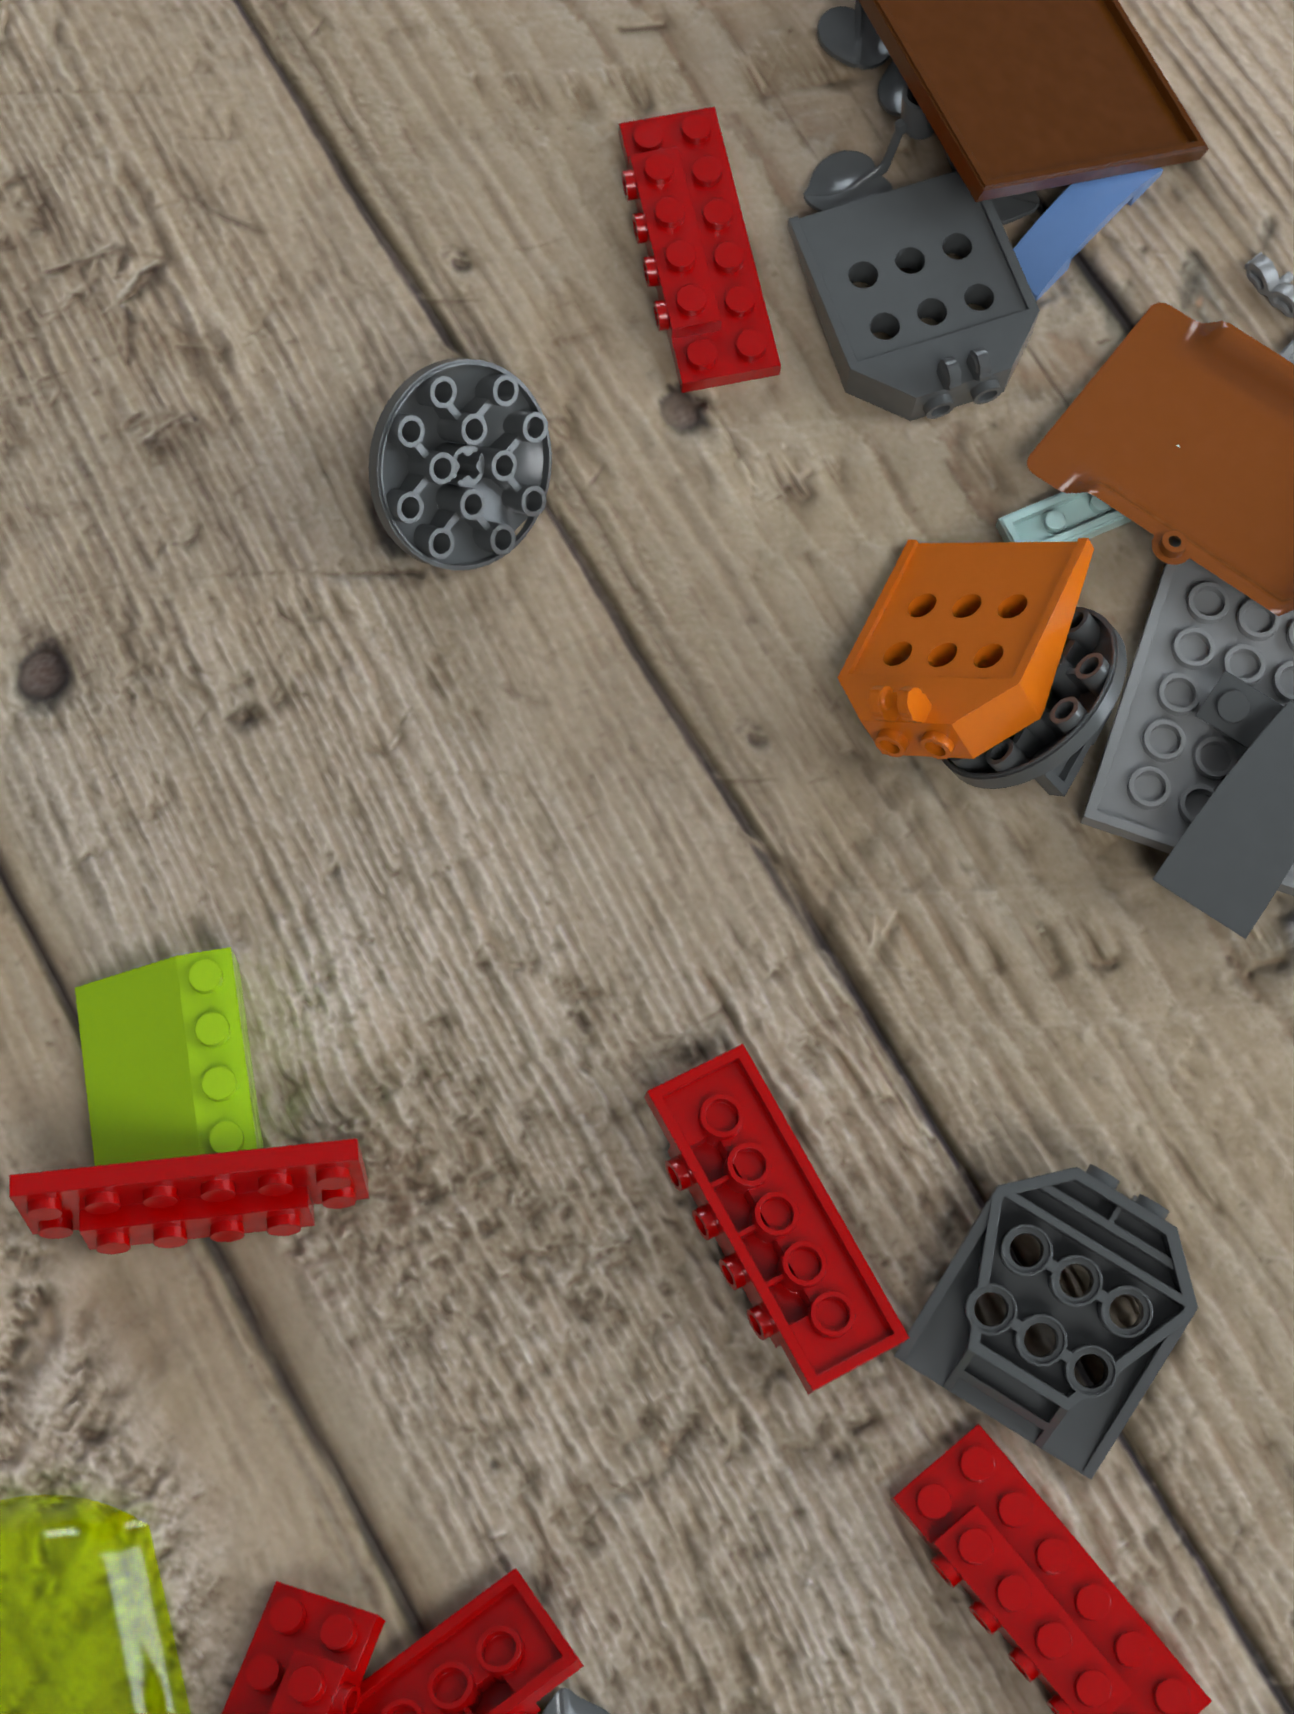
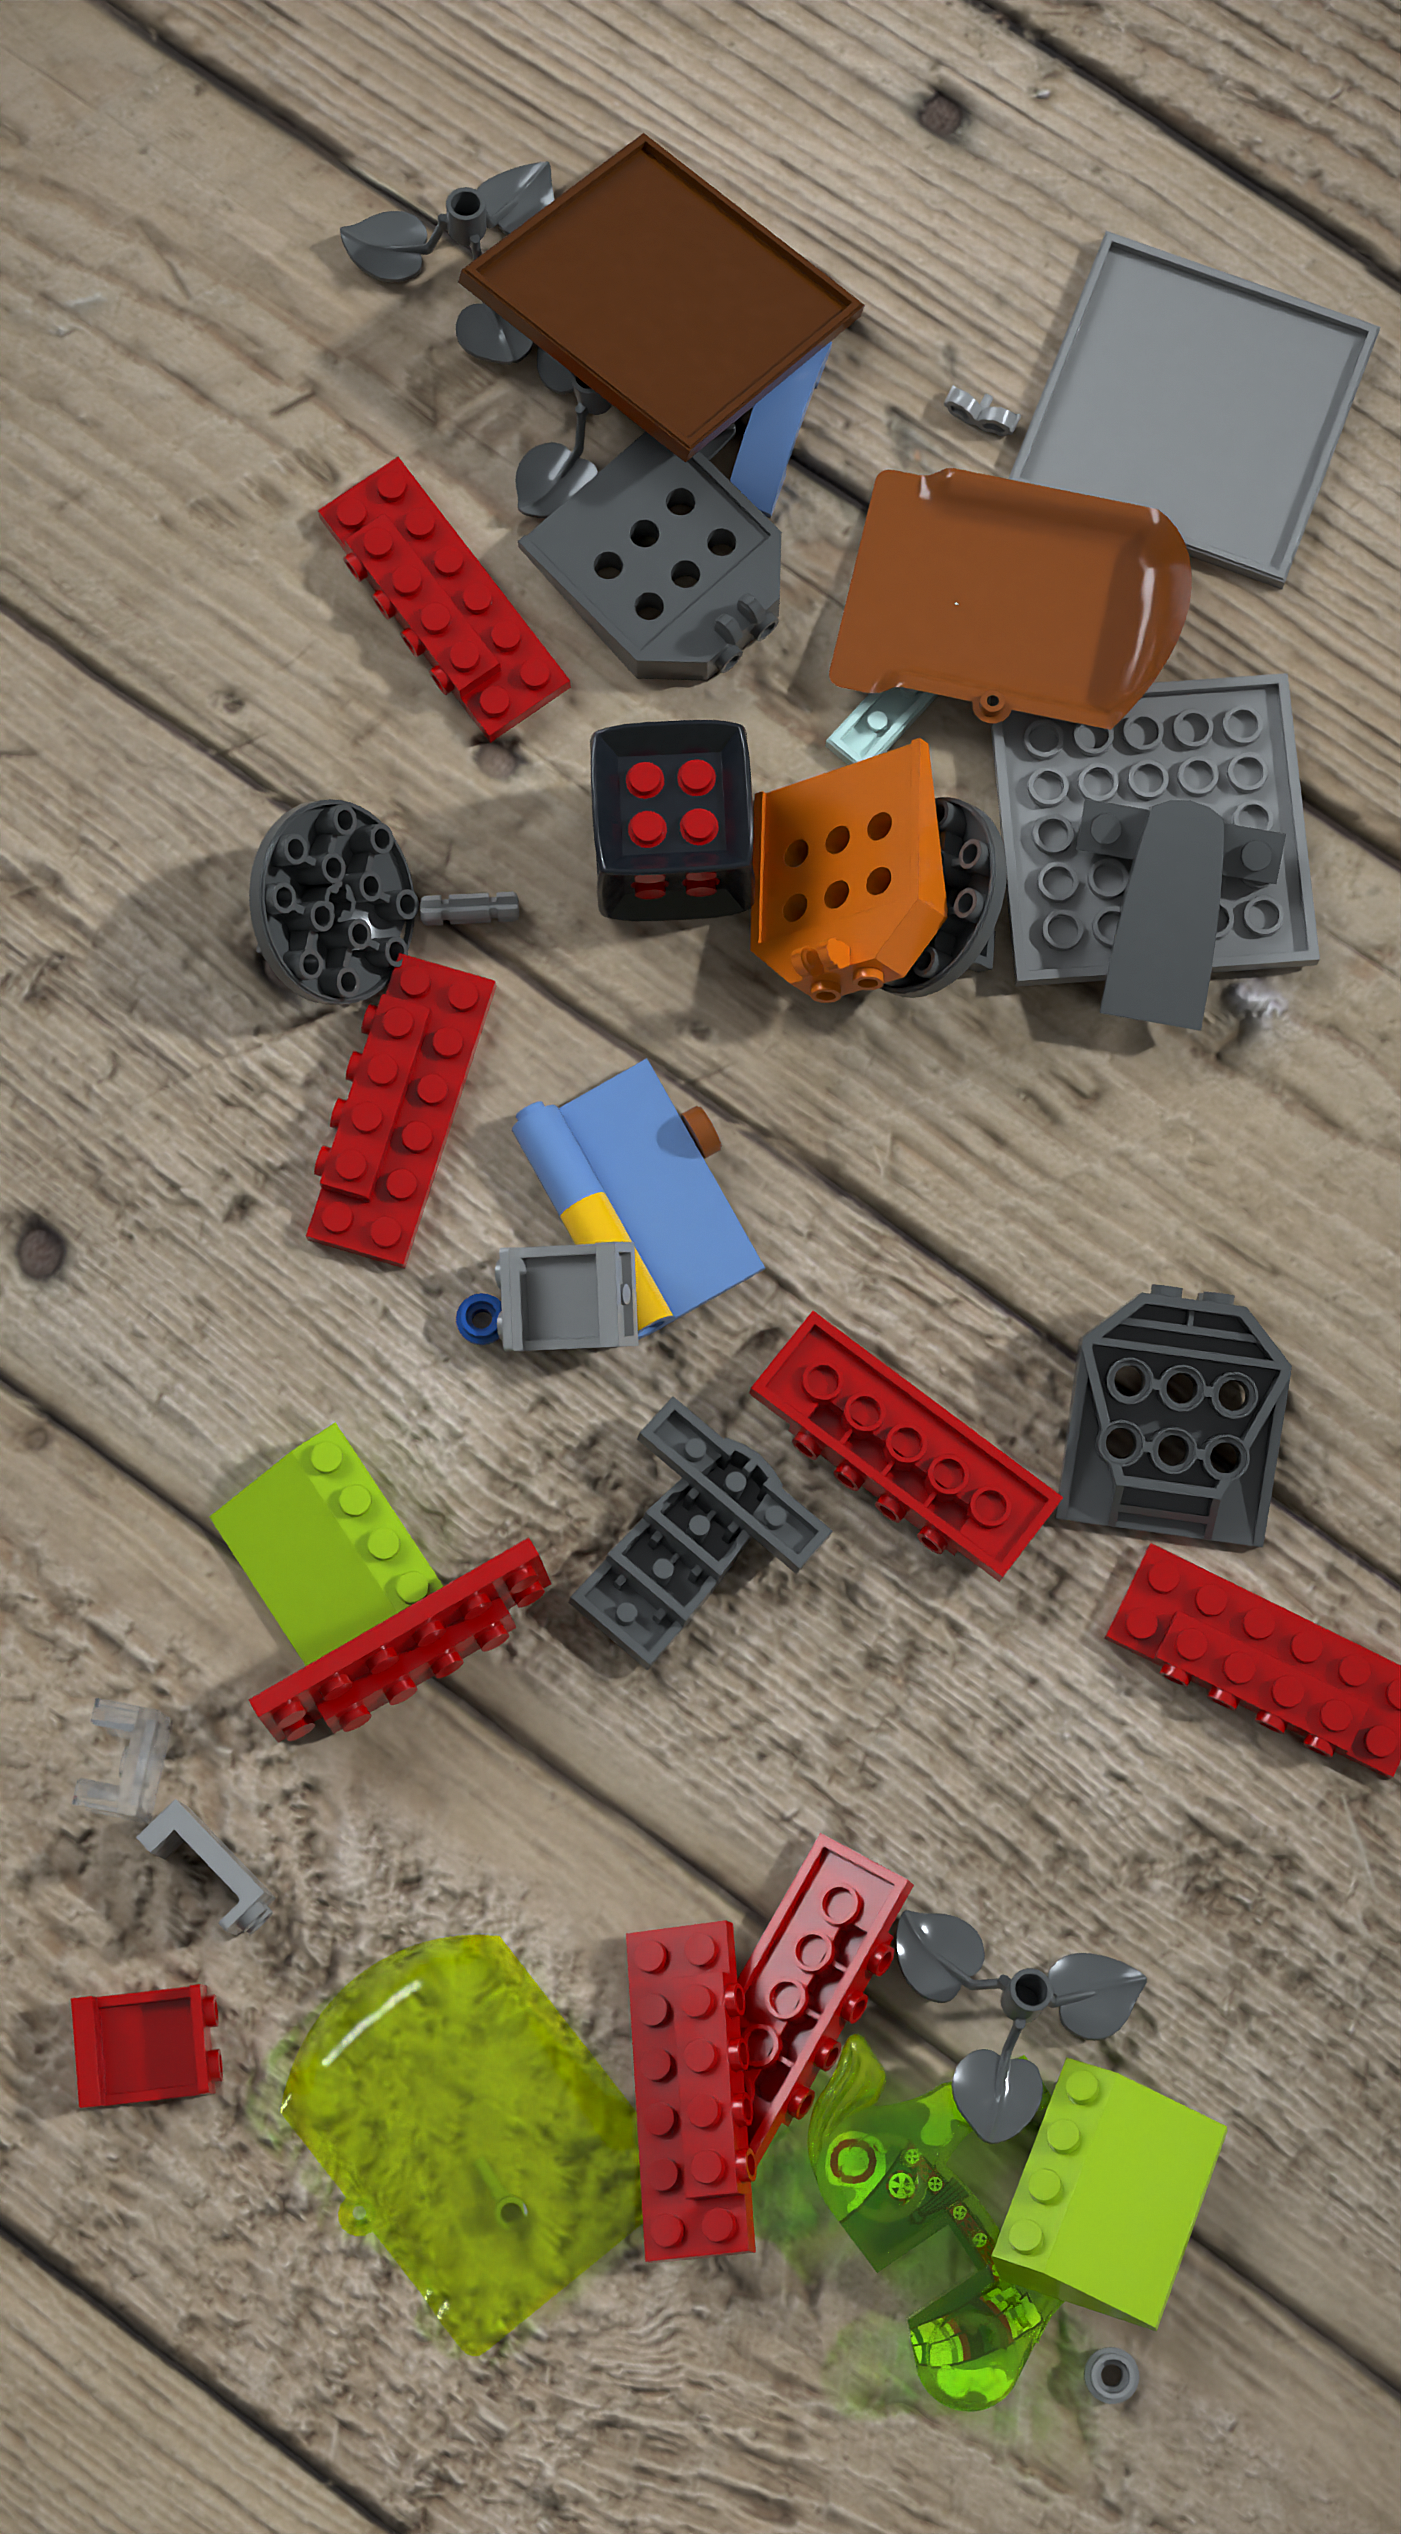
camera: 20 degrees left, 5 degrees up
(418, 899) = (472, 1306): none -> blue plate
(435, 686) = (398, 1110): none -> red plate
(511, 926) = (567, 1296): none -> light grey panel
(525, 1212) = (692, 1535): none -> dark grey slope
(591, 531) = (469, 908): none -> light grey axle
(623, 867) = (632, 1173): none -> medium blue door
(713, 828) = (701, 1131): none -> dark orange tile
(814, 521) = (672, 820): none -> black piece

